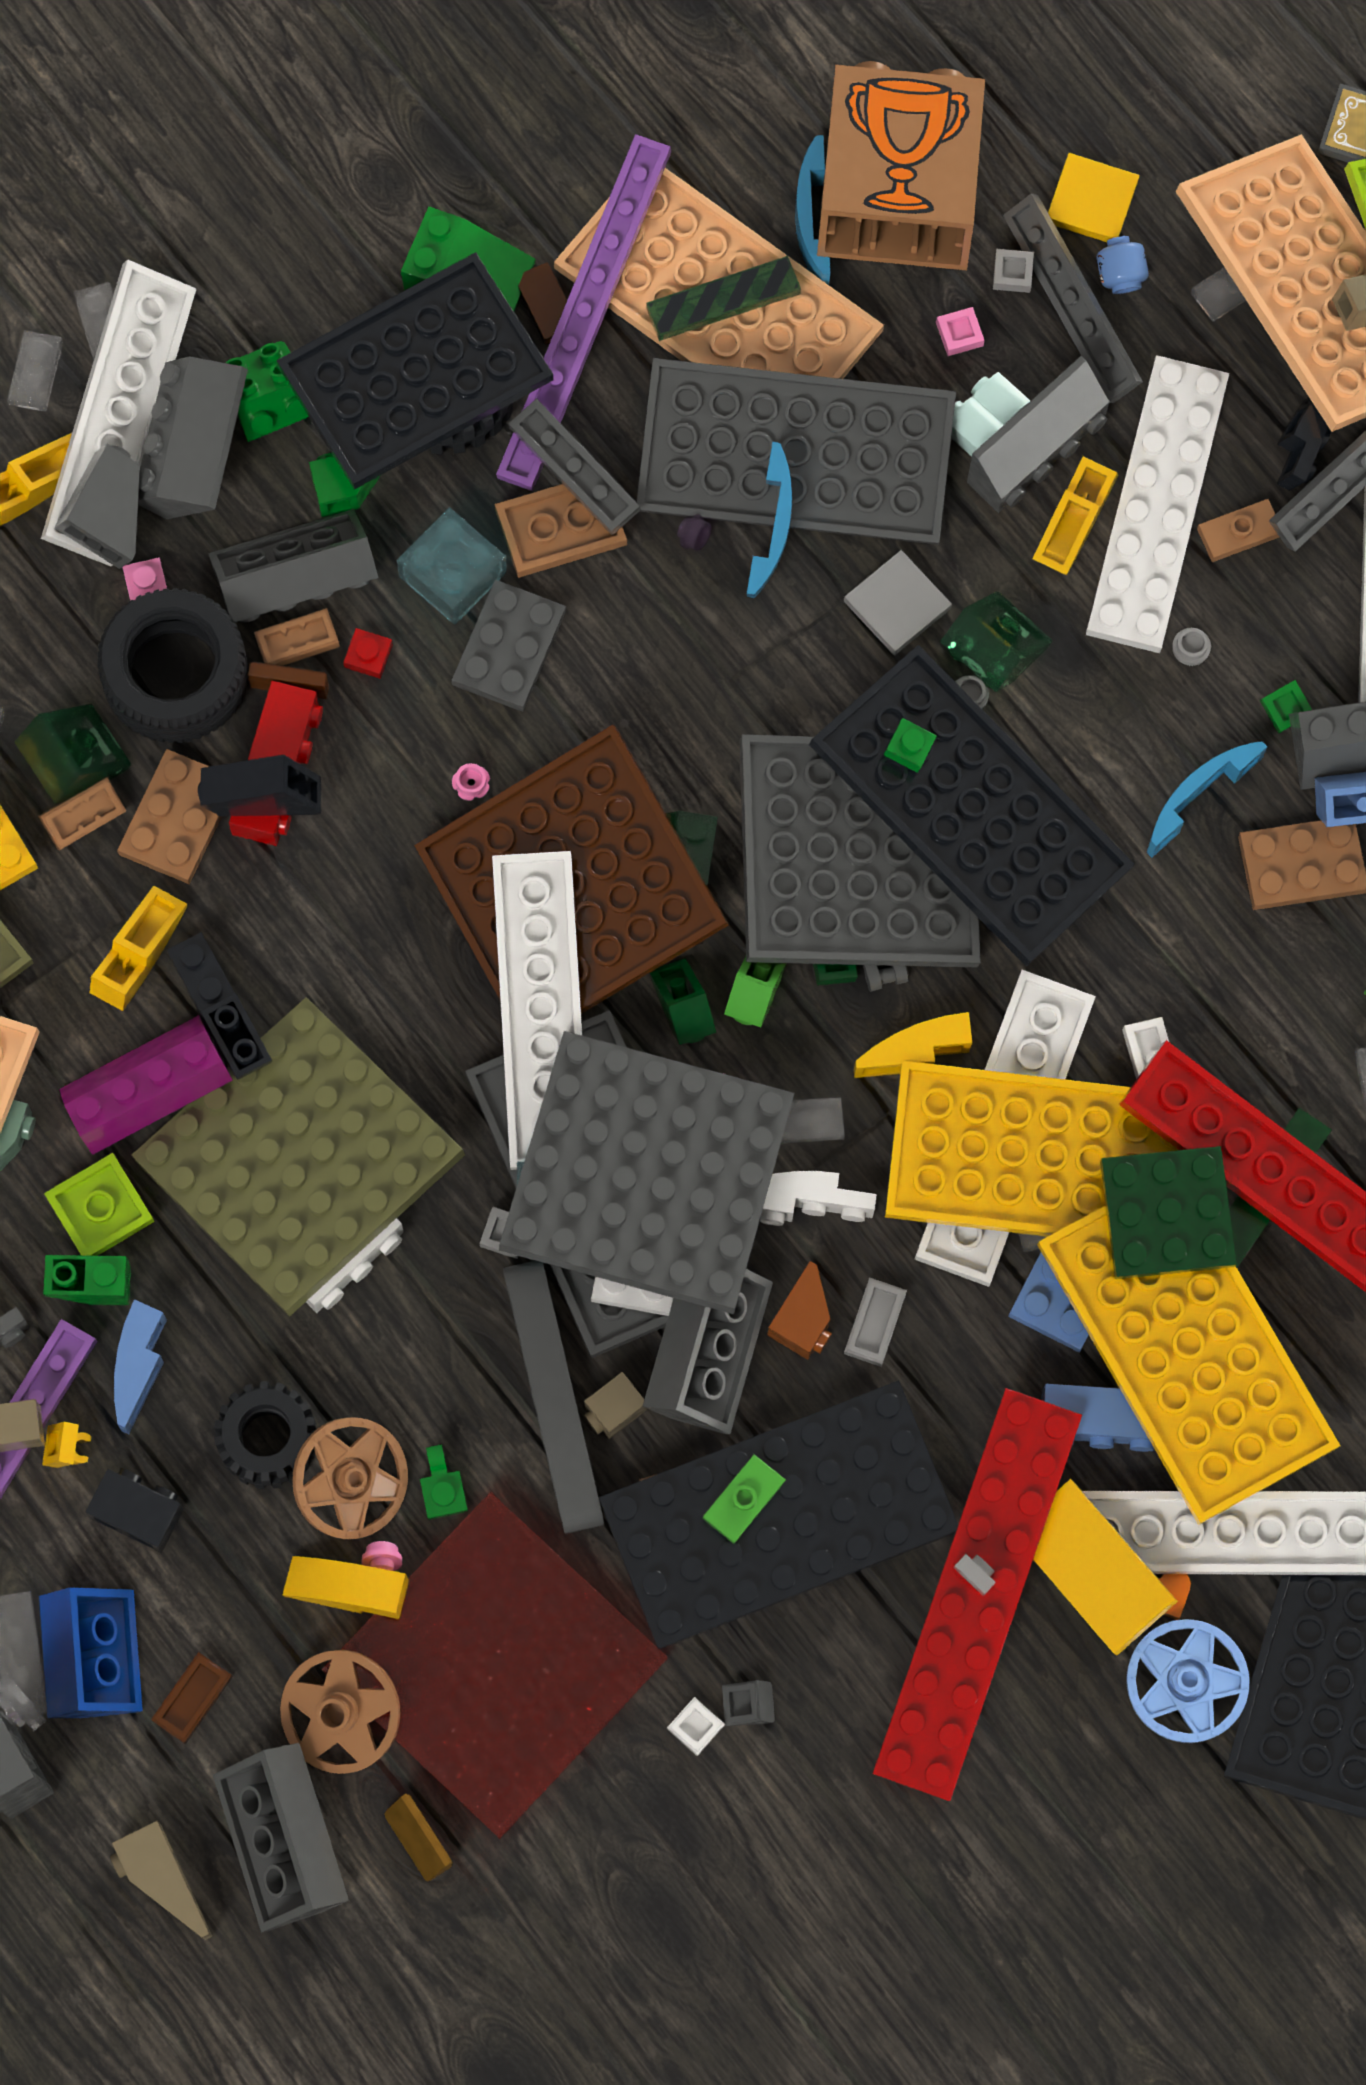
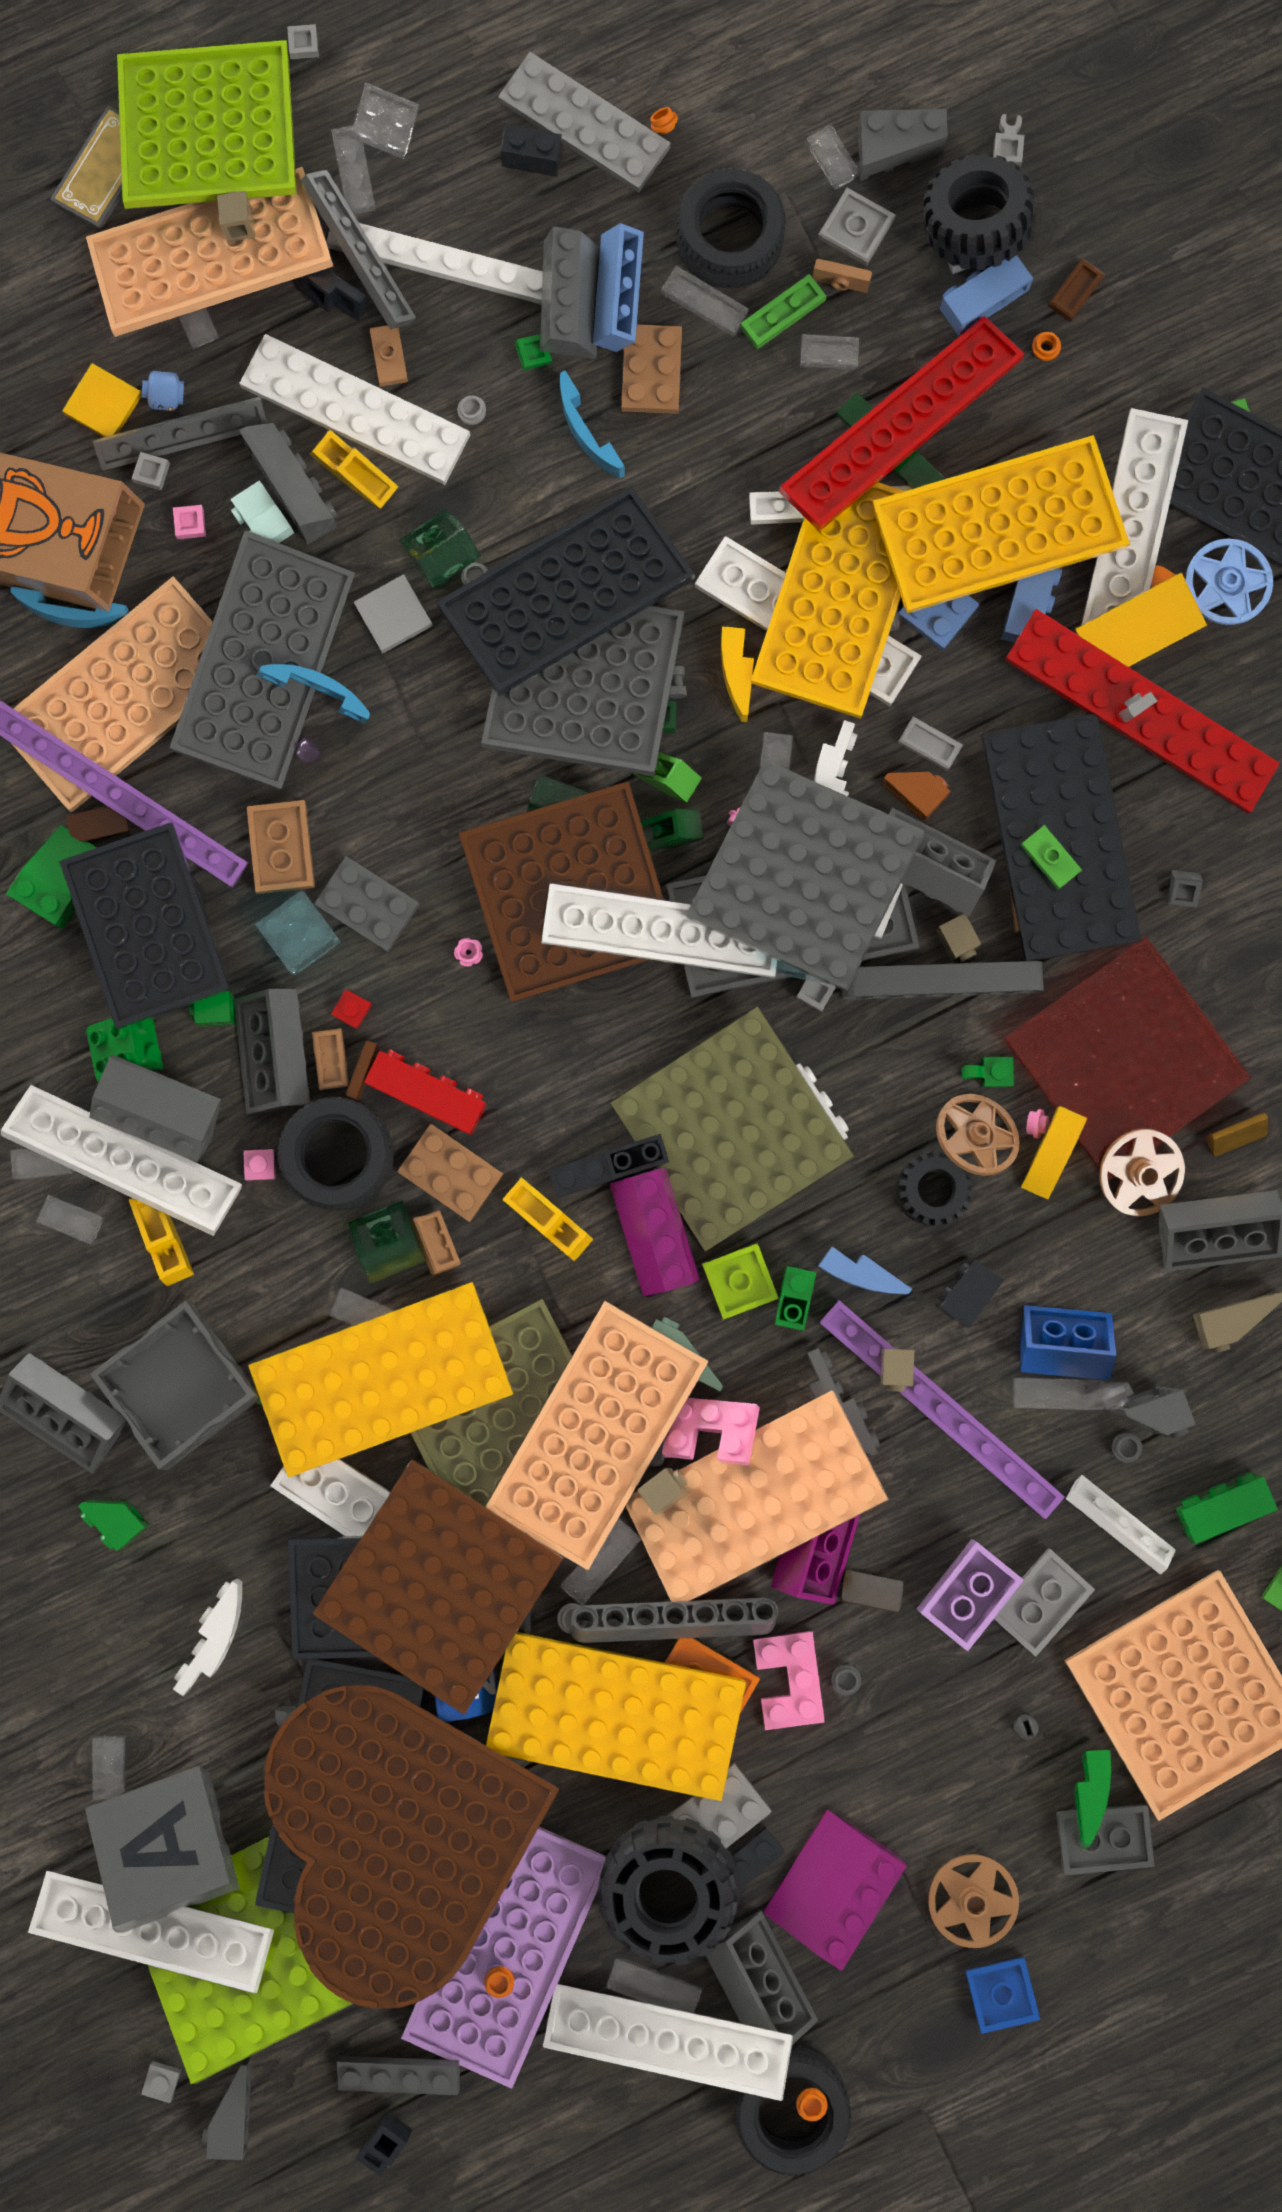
camera: 75 degrees left, 10 degrees up
(61, 1445) = (912, 1337): yellow tile -> none
(105, 507) = (199, 1181): dark grey slope -> none
(191, 1698) = (1109, 1276): reddish brown tile -> none
(260, 788) = (452, 1104): black slope -> none
(574, 467) = (241, 825): dark grey plate -> none
(695, 1726) = (1194, 927): white tile -> none
(723, 298) = (127, 689): clear green tile -> none
(910, 745) = (515, 622): green plate -> none
(1168, 1212) = (907, 513): dark green plate -> none

